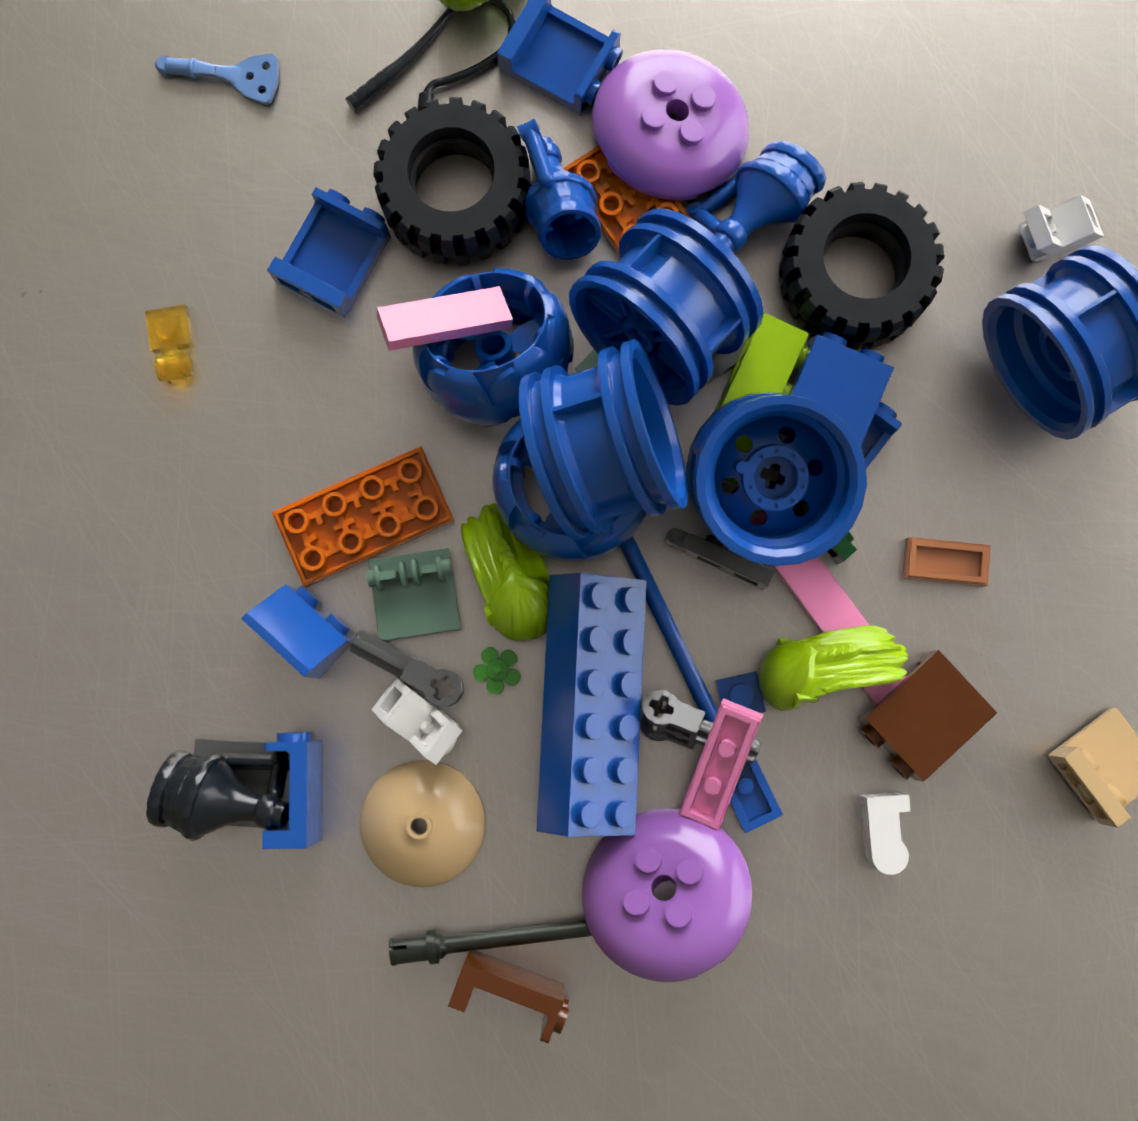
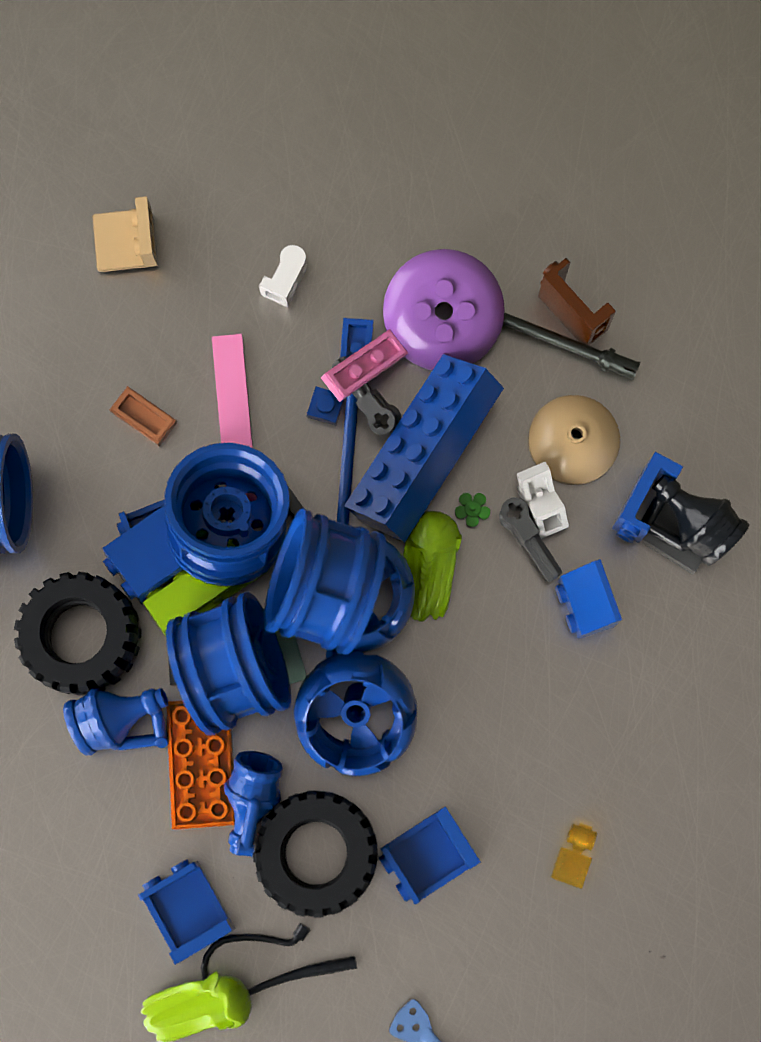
camera: 150 degrees left, 5 degrees down
(363, 516) = (506, 659): orange tile -> none
(414, 594) = (500, 587): sand green hinge -> none
(444, 318) = (379, 743): tile -> none
(664, 154) = (169, 817): medium lavender brick -> none
(829, 662) = (258, 389): lime hair -> none
(926, 717) = (218, 326): reddish brown panel -> none

